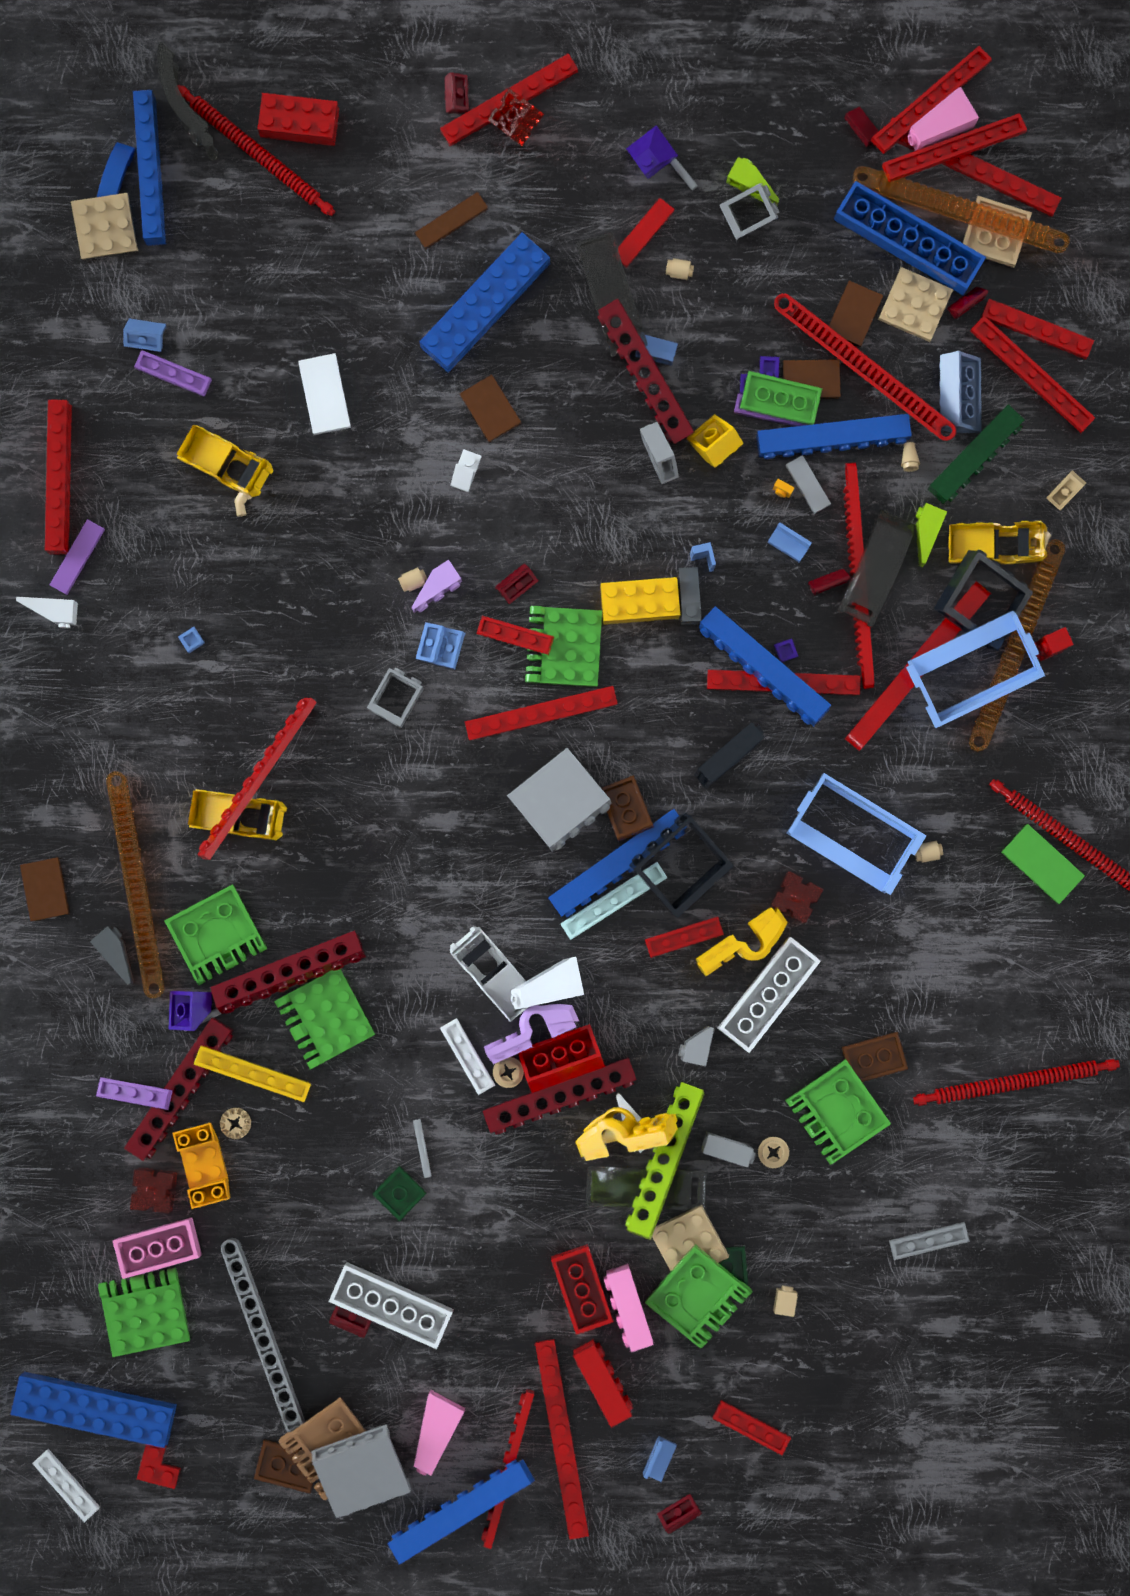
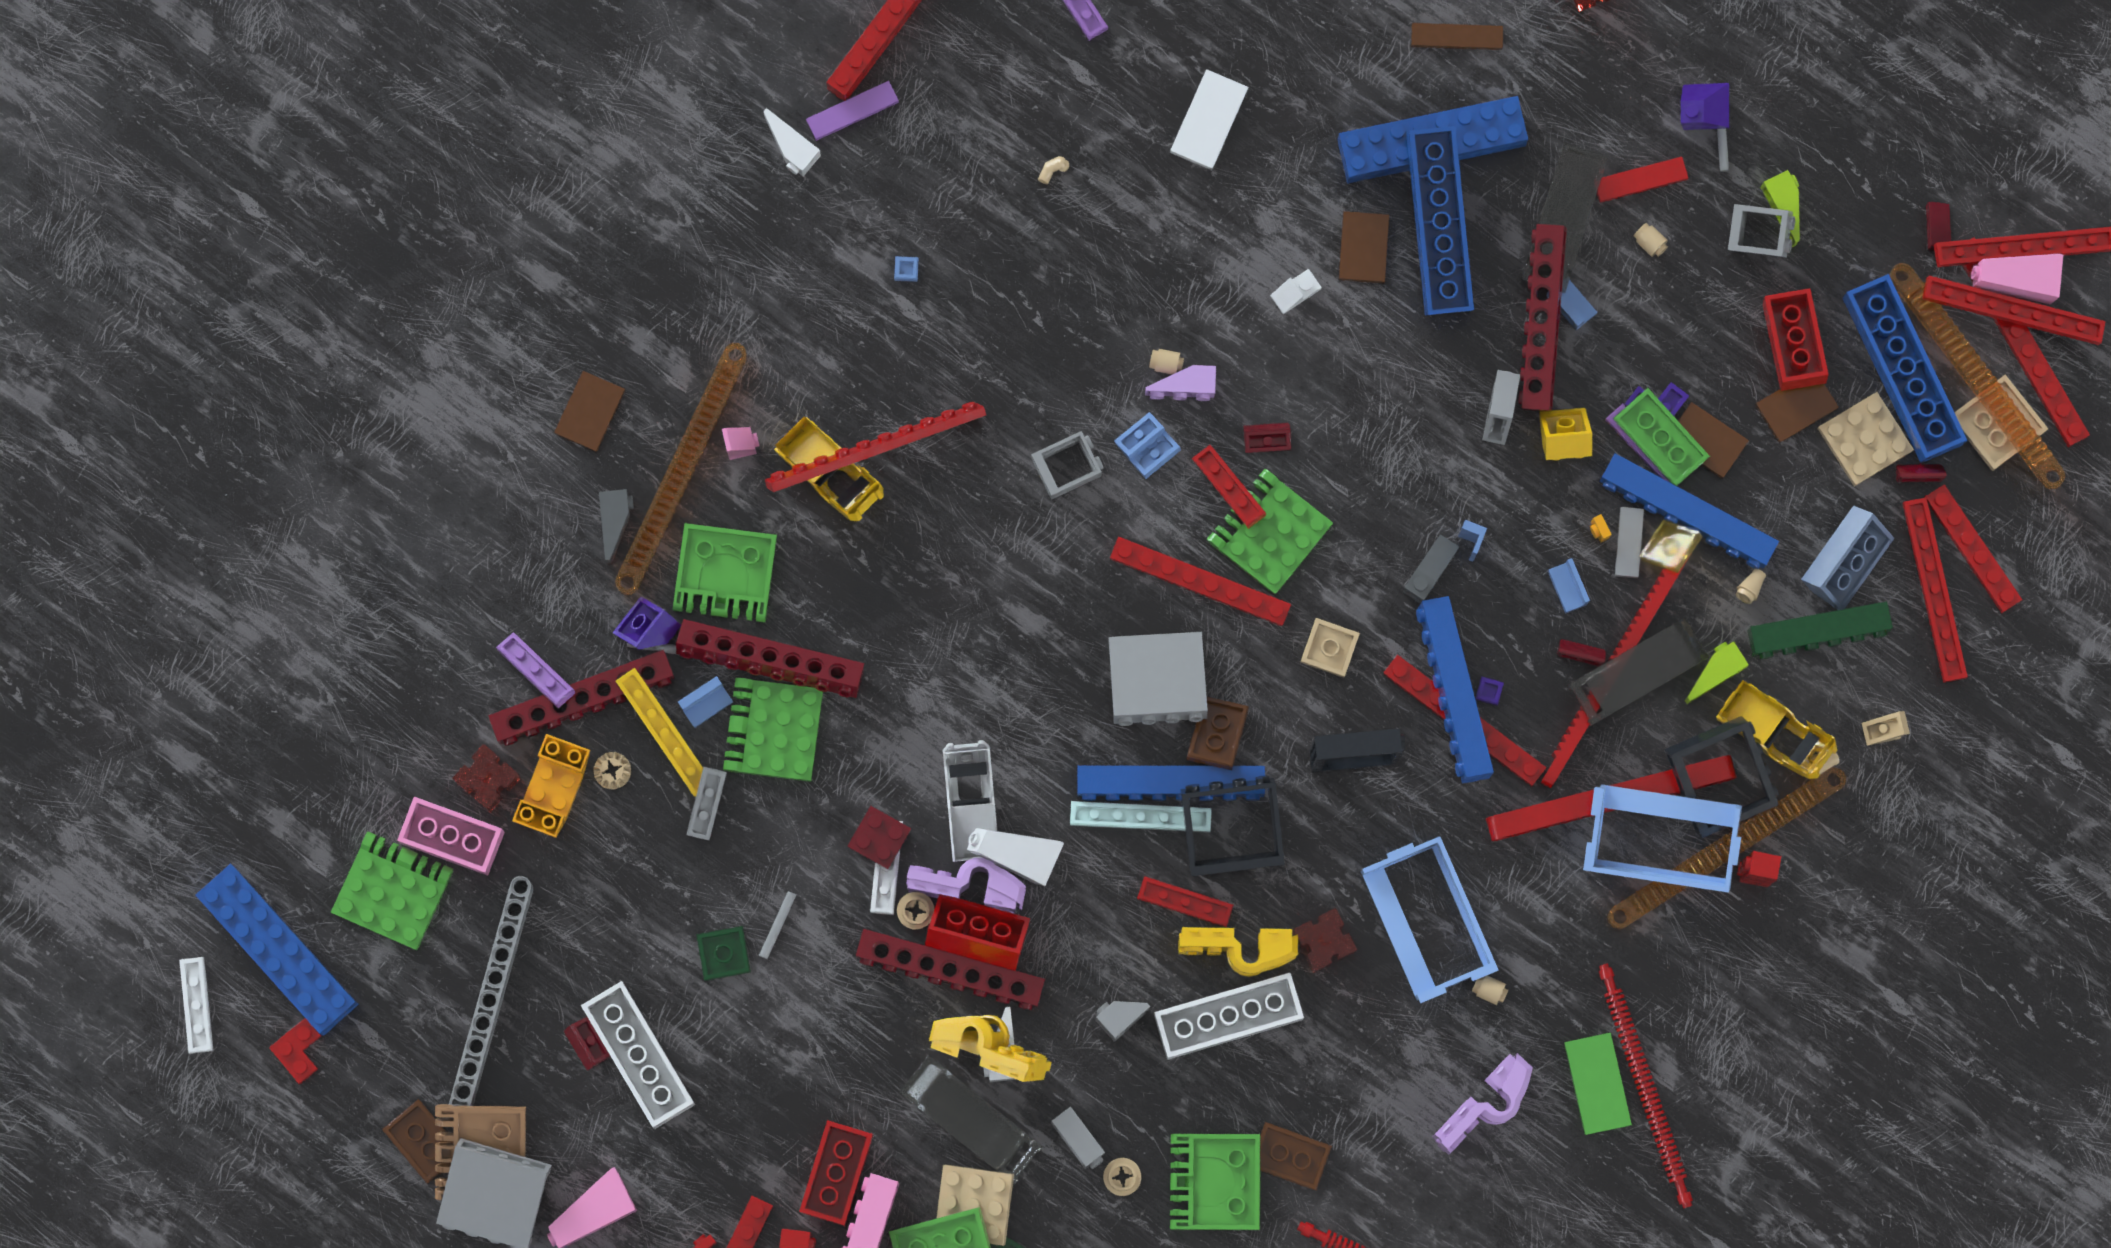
camera: 35 degrees right, 5 degrees down
(162, 838) = (740, 442): none -> bright pink slope
(213, 456) = (1057, 104): yellow piece -> none
(265, 1032) = (705, 702): none -> medium blue panel
(315, 1101) = (706, 803): none -> light grey tile
(449, 1041) = (879, 837): none -> dark red plate
(530, 353) = (1440, 220): none -> blue brick
(640, 600) = (1377, 539): yellow brick -> none
(646, 1227) = (944, 1154): lime brick -> none
(659, 696) = (1330, 647): none -> tan plate
(824, 269) = (1795, 339): none -> red brick
(839, 467) = (1670, 546): none -> clear yellow tile
(865, 367) = (1768, 465): red gear -> none
(987, 903) = (1509, 1081): none -> lavender piece

